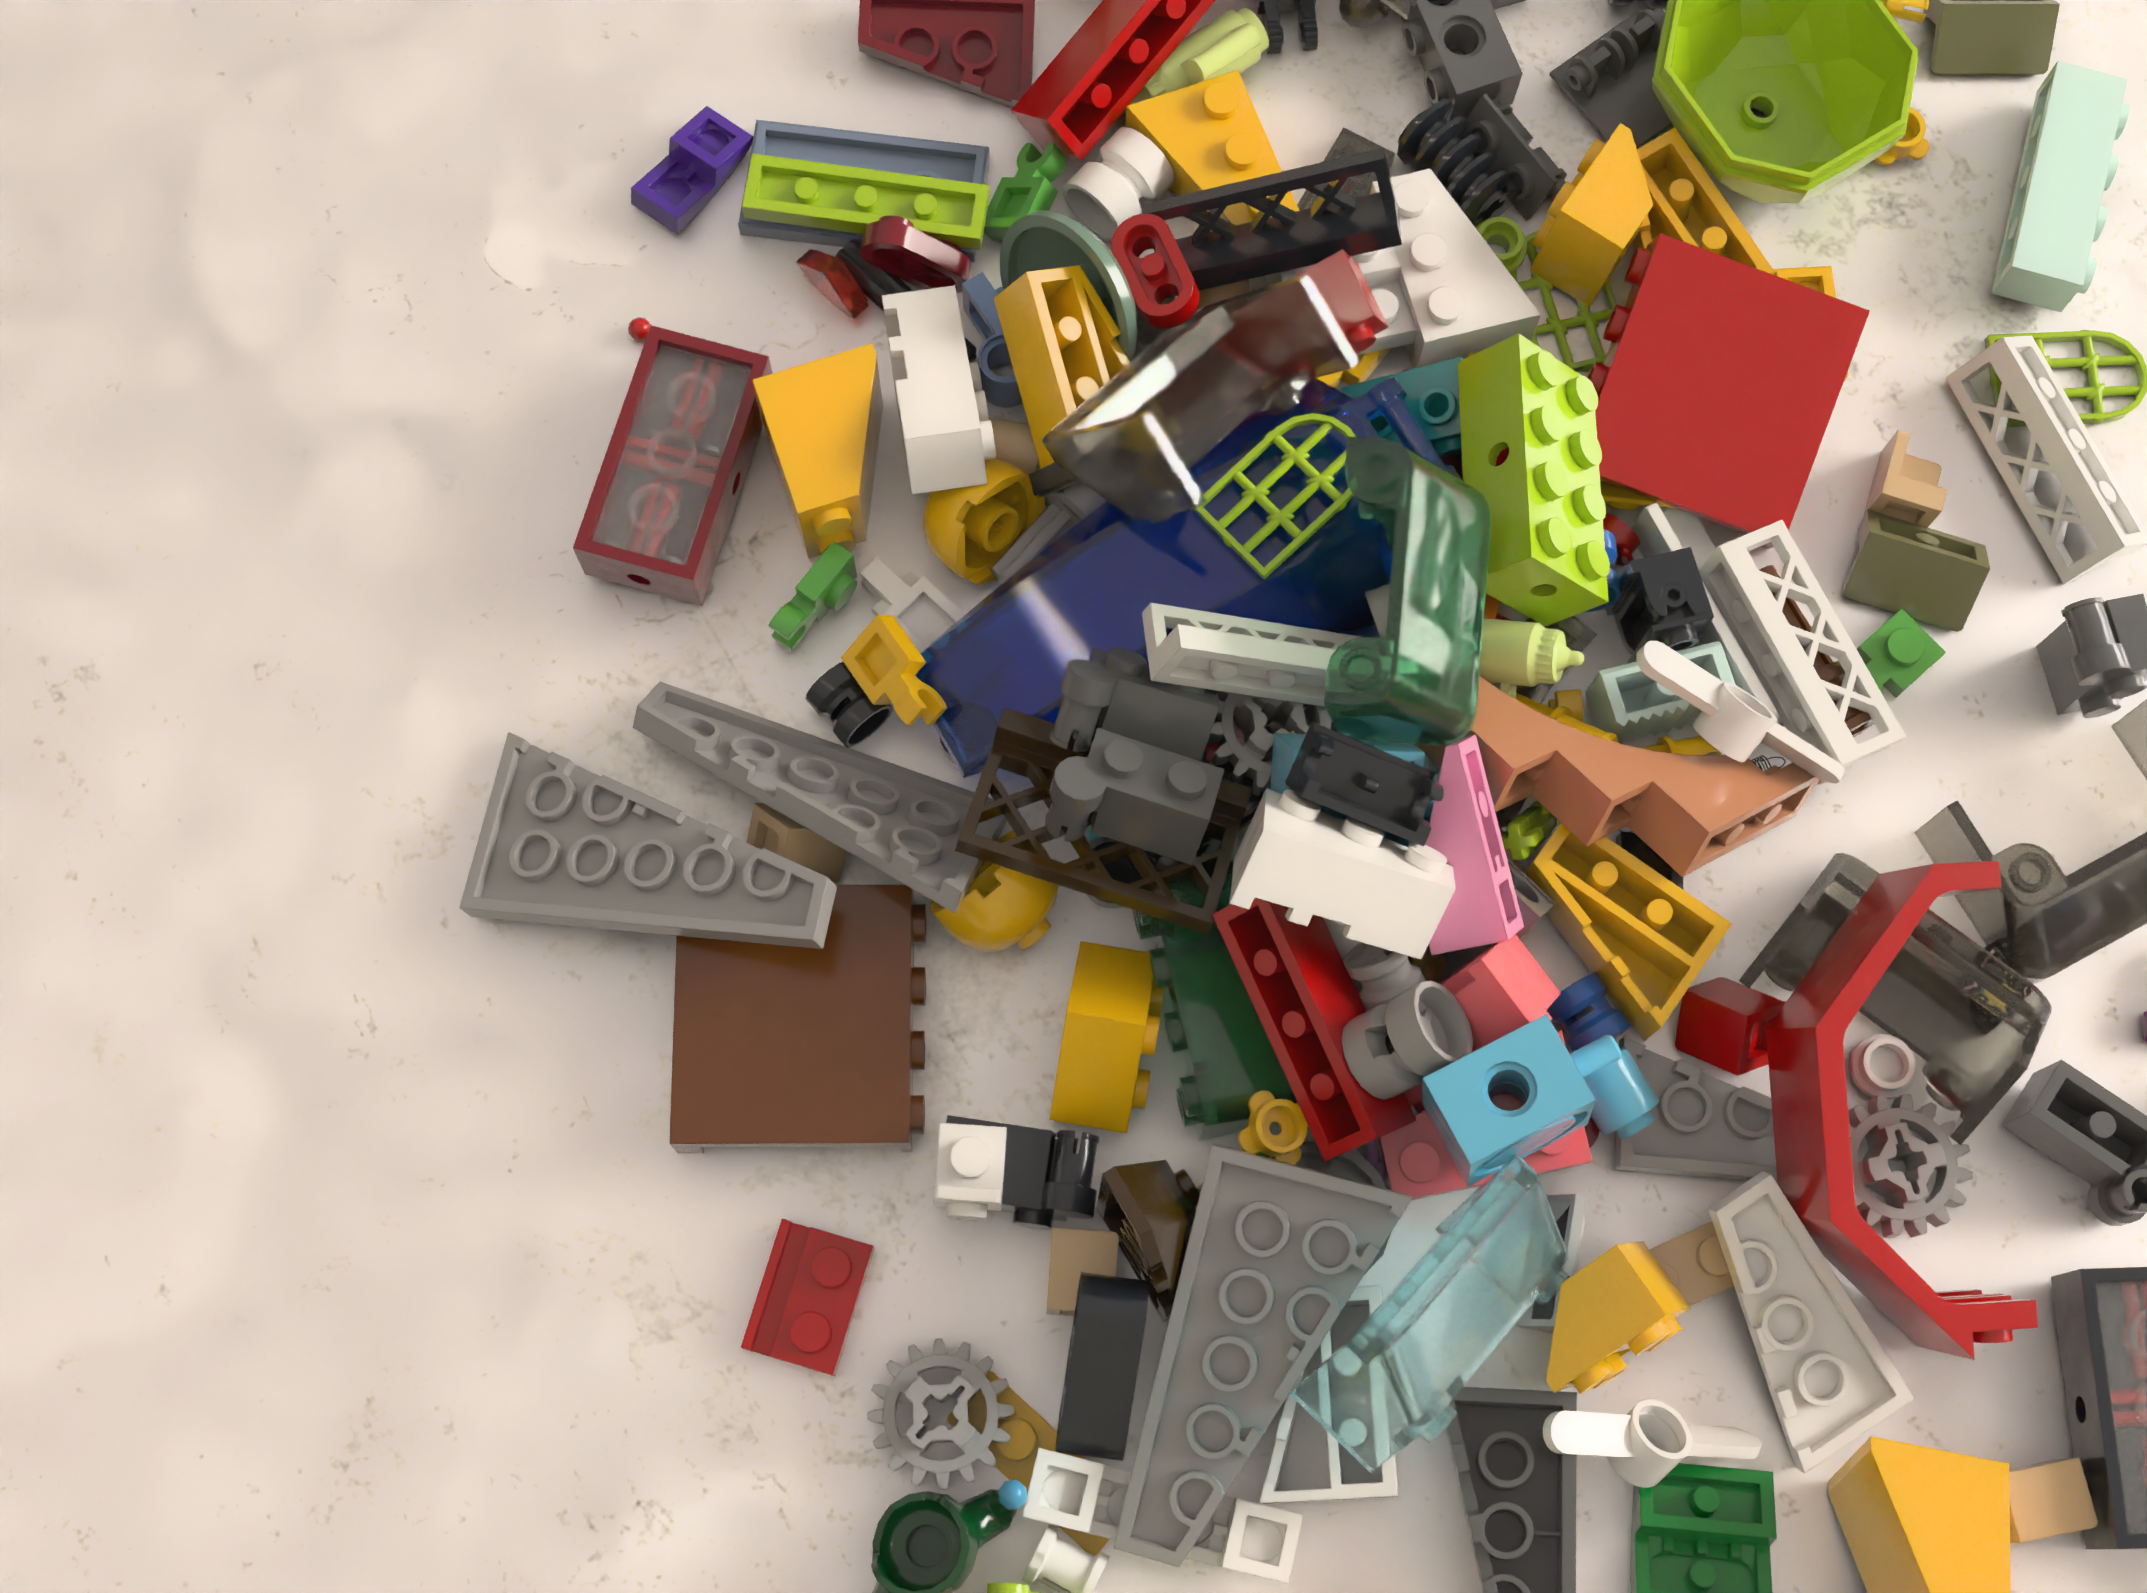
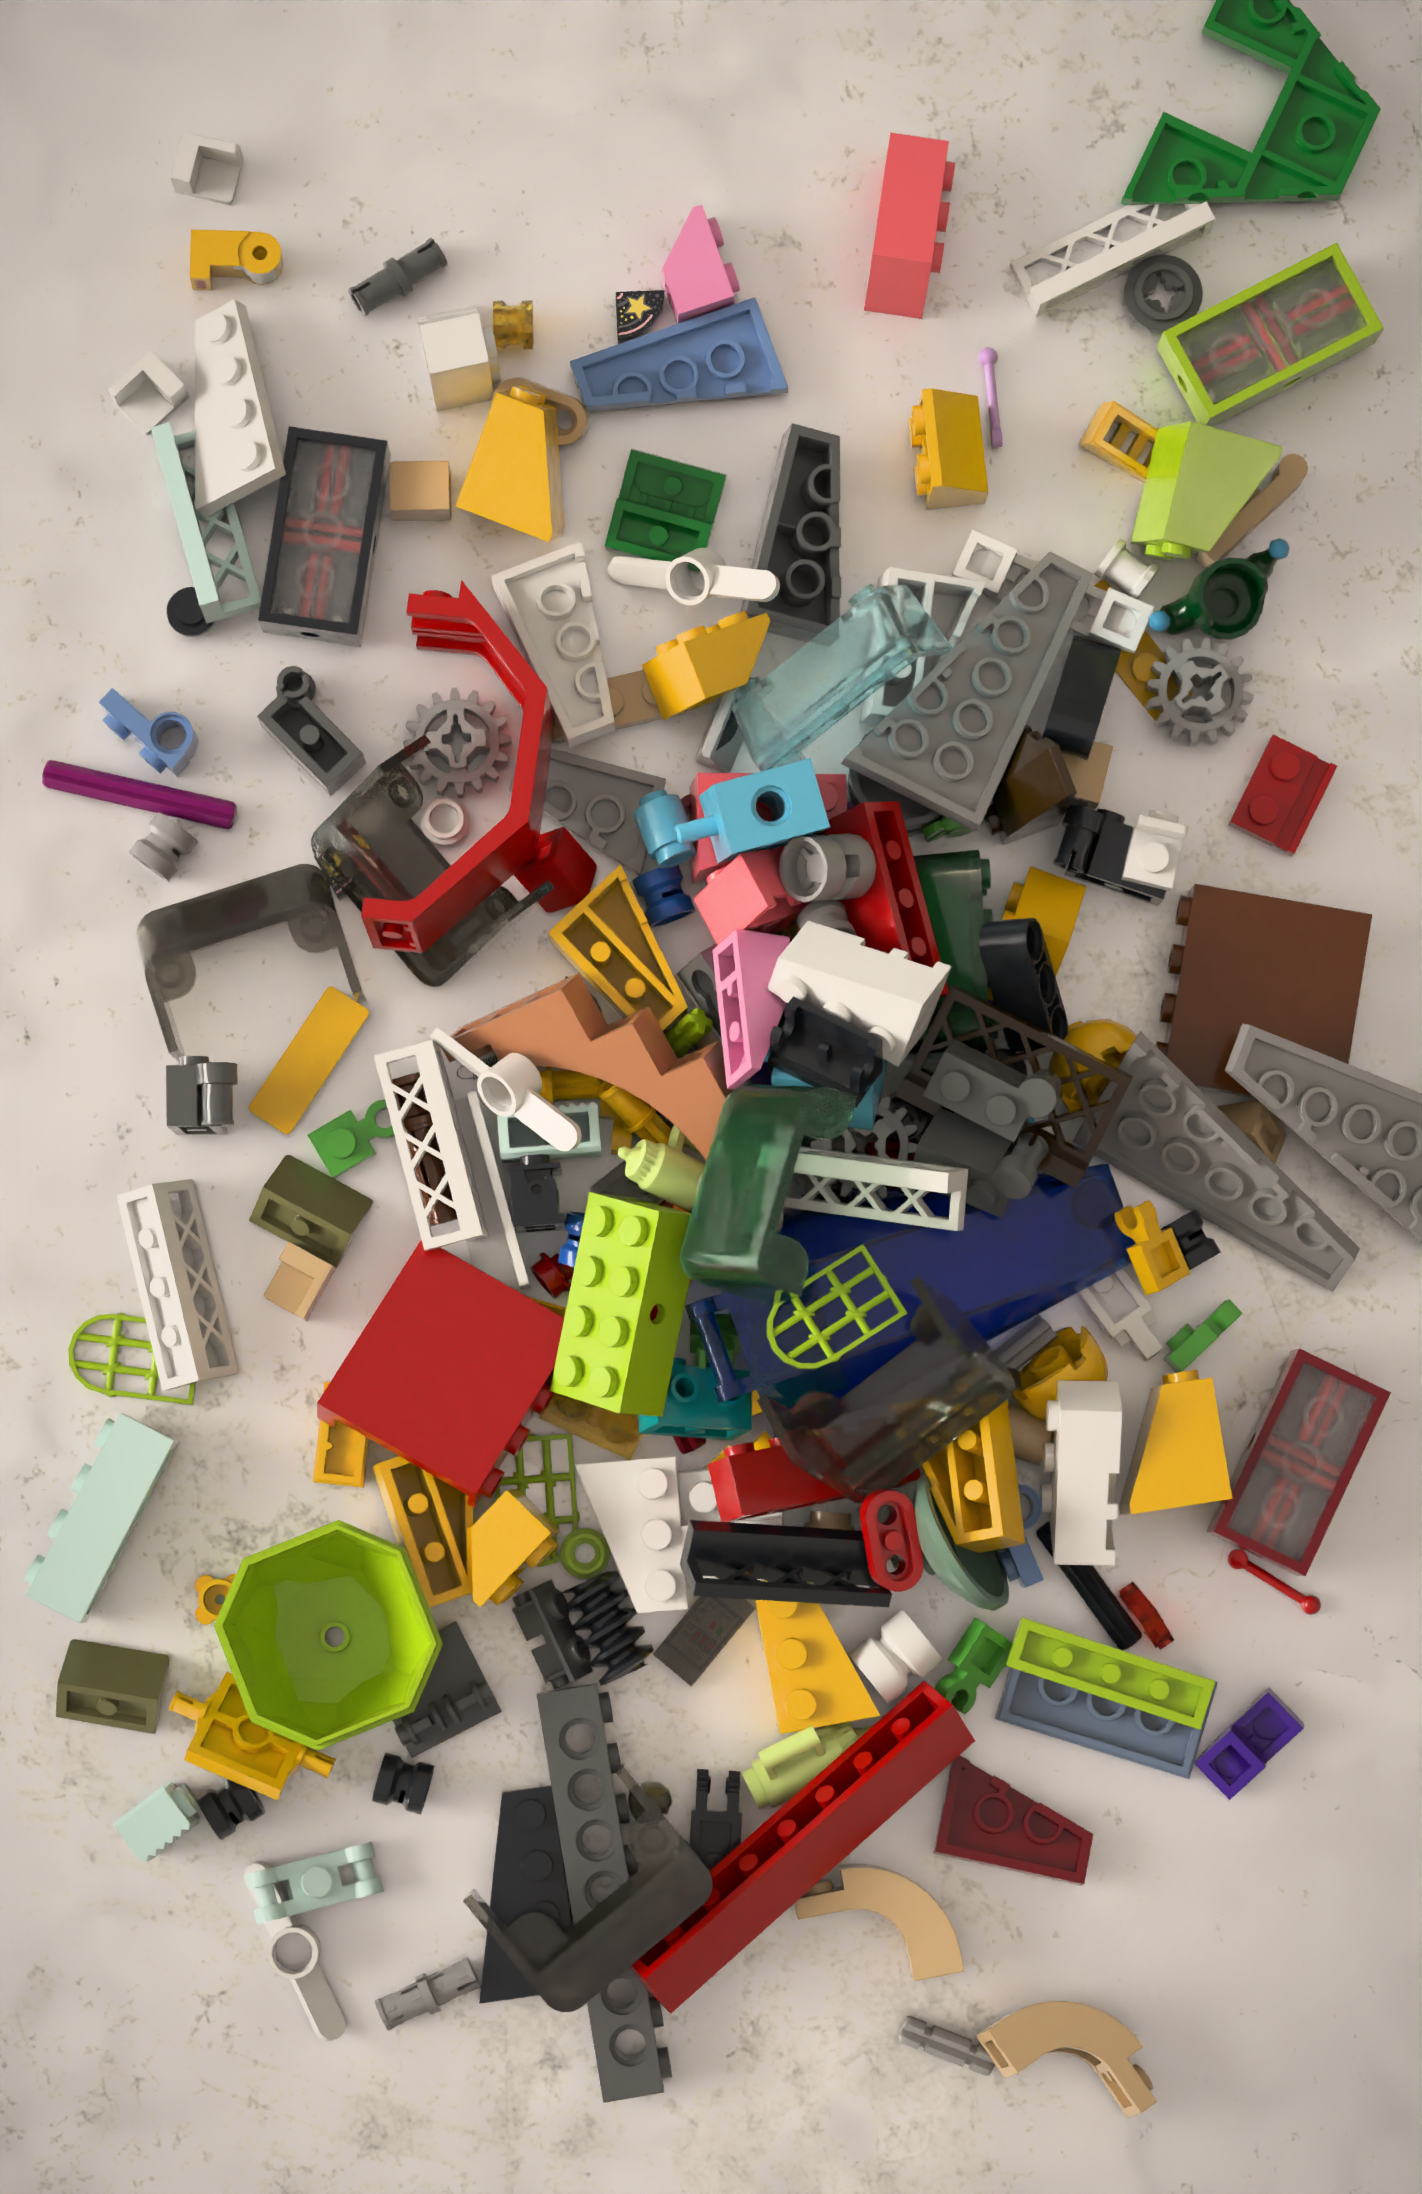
camera: 175 degrees left, 10 degrees up
(913, 255) = (1092, 1622): dark red plate -> none
(1116, 958) = (1022, 977): none -> black beam
(1257, 1136) = (941, 832): yellow plate -> none
(1968, 737) = (308, 1060): none -> yellow piece

